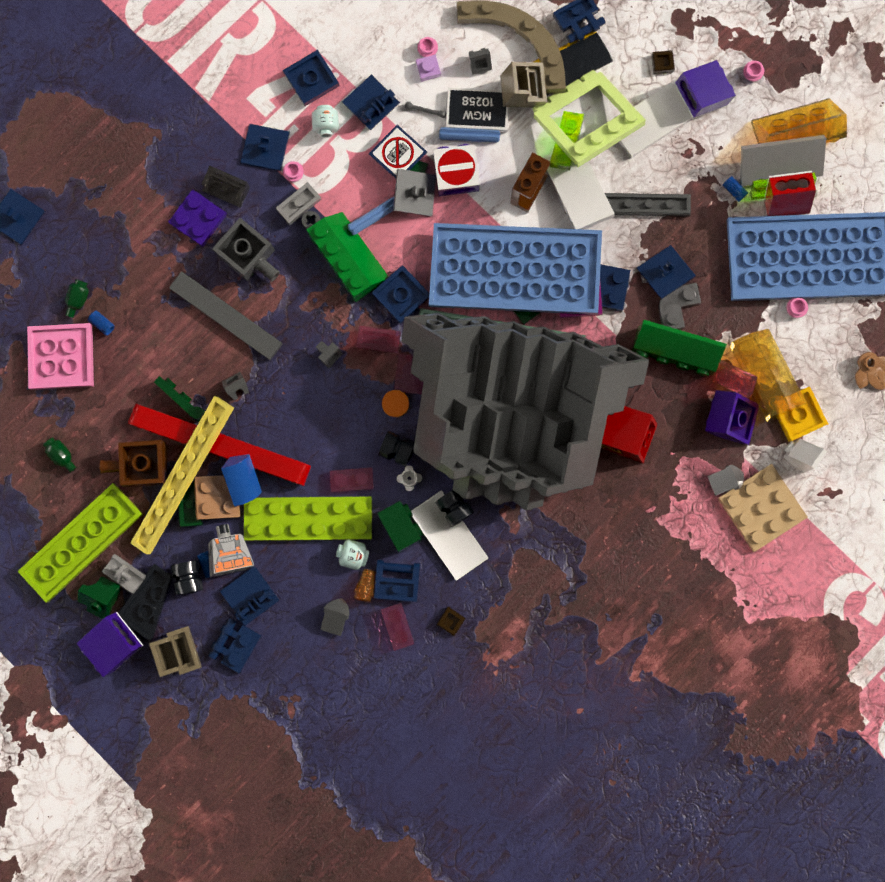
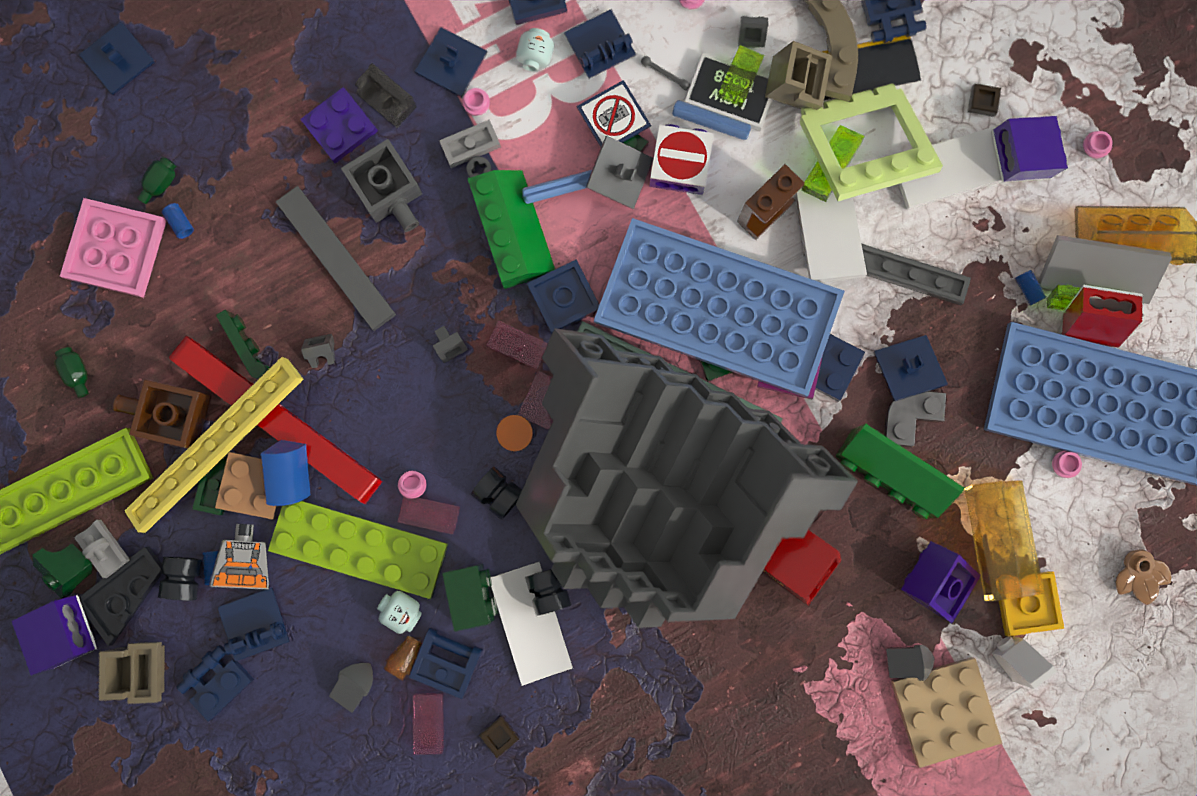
camera: 15 degrees right, 0 degrees up
(333, 461) = (412, 484): none -> bright pink plate
(409, 484) = (494, 534): white plate -> none
(428, 68) = (685, 22): lavender plate -> none
(481, 96) = (740, 76): none -> clear neon green plate
(735, 379) = (961, 535): clear pink plate -> none

